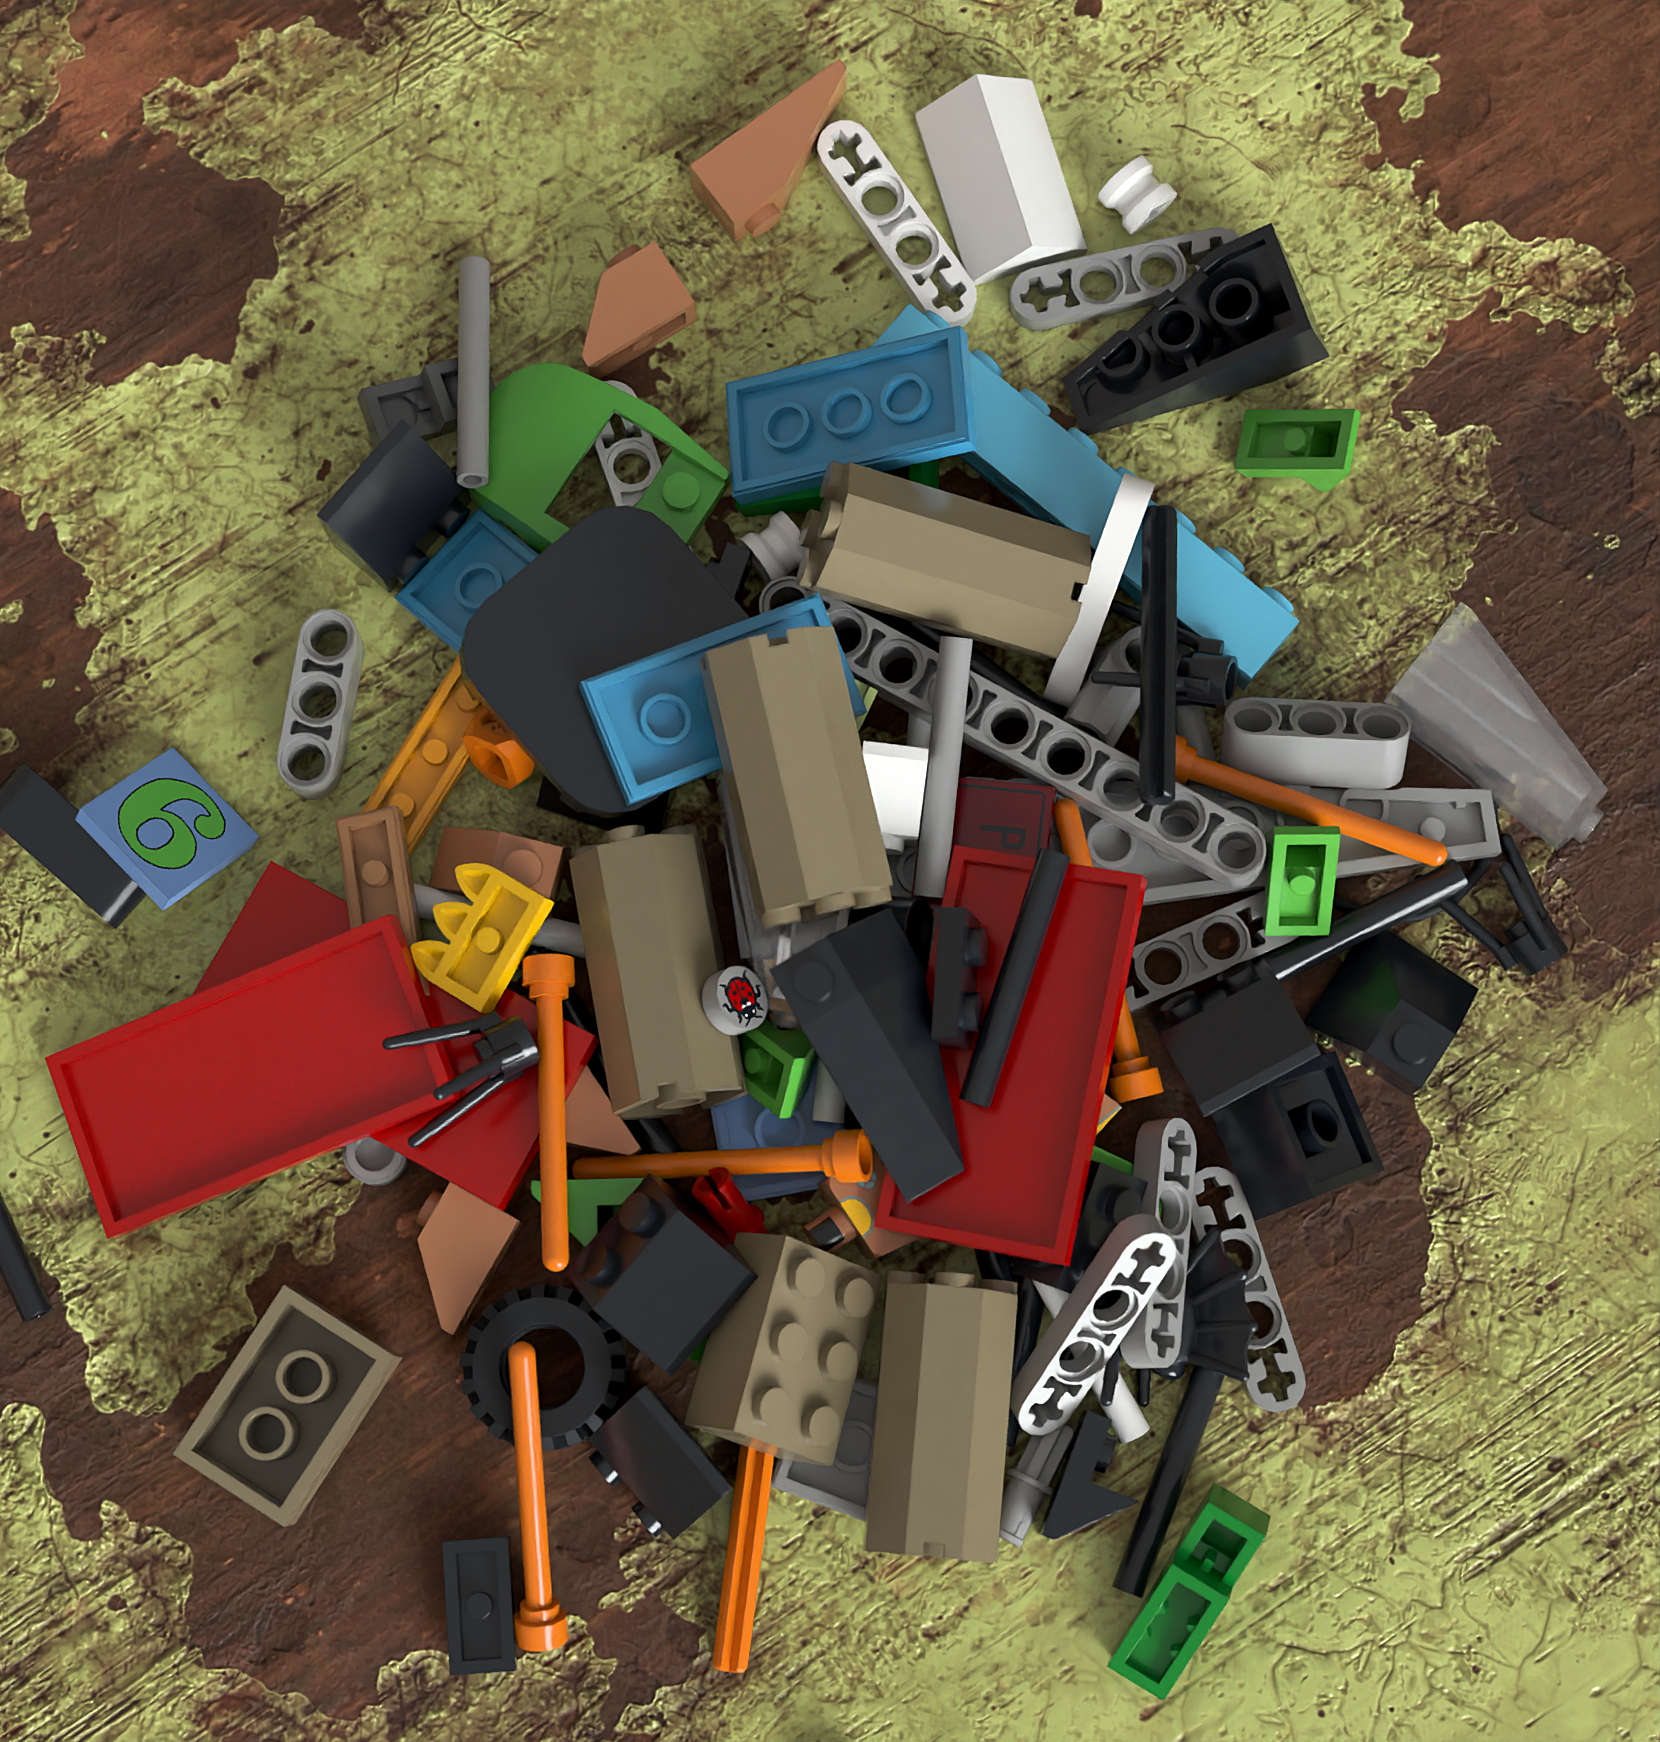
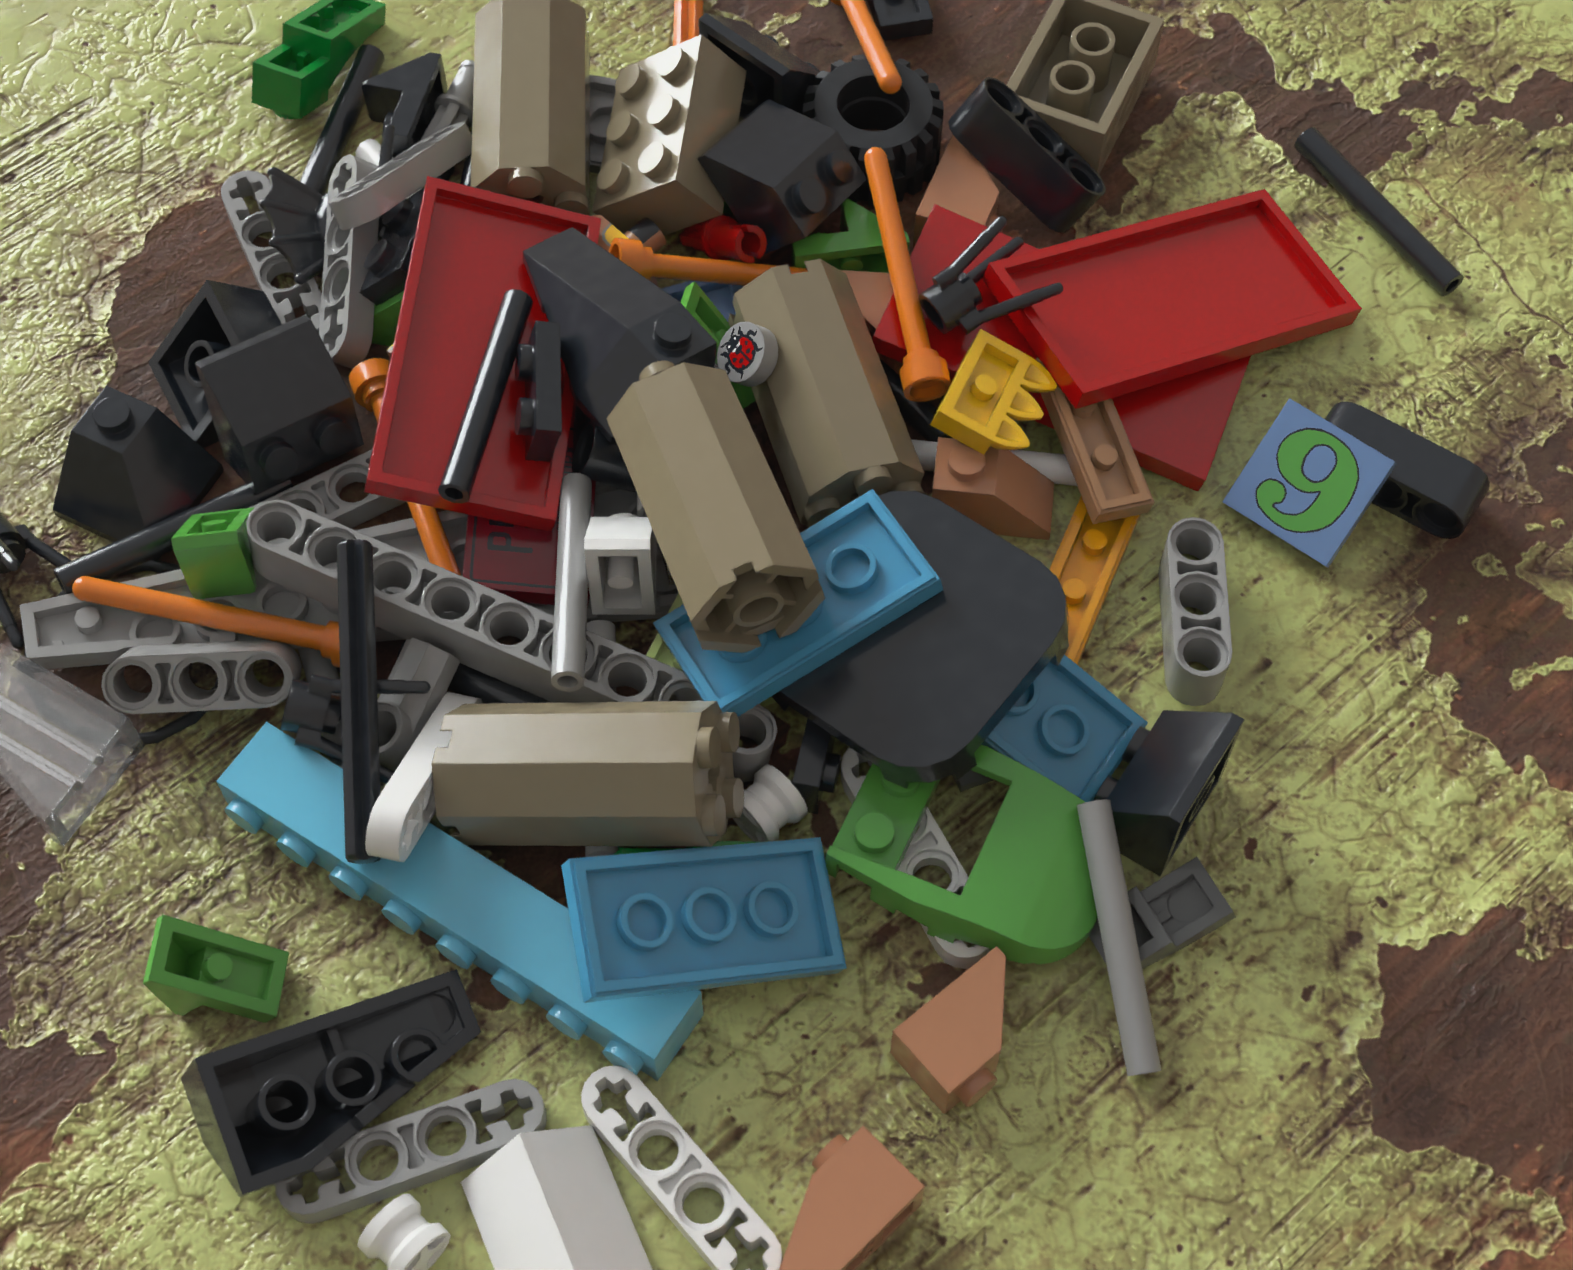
camera: 175 degrees right, 20 degrees down
(376, 1286) = (1026, 155): none -> black beam

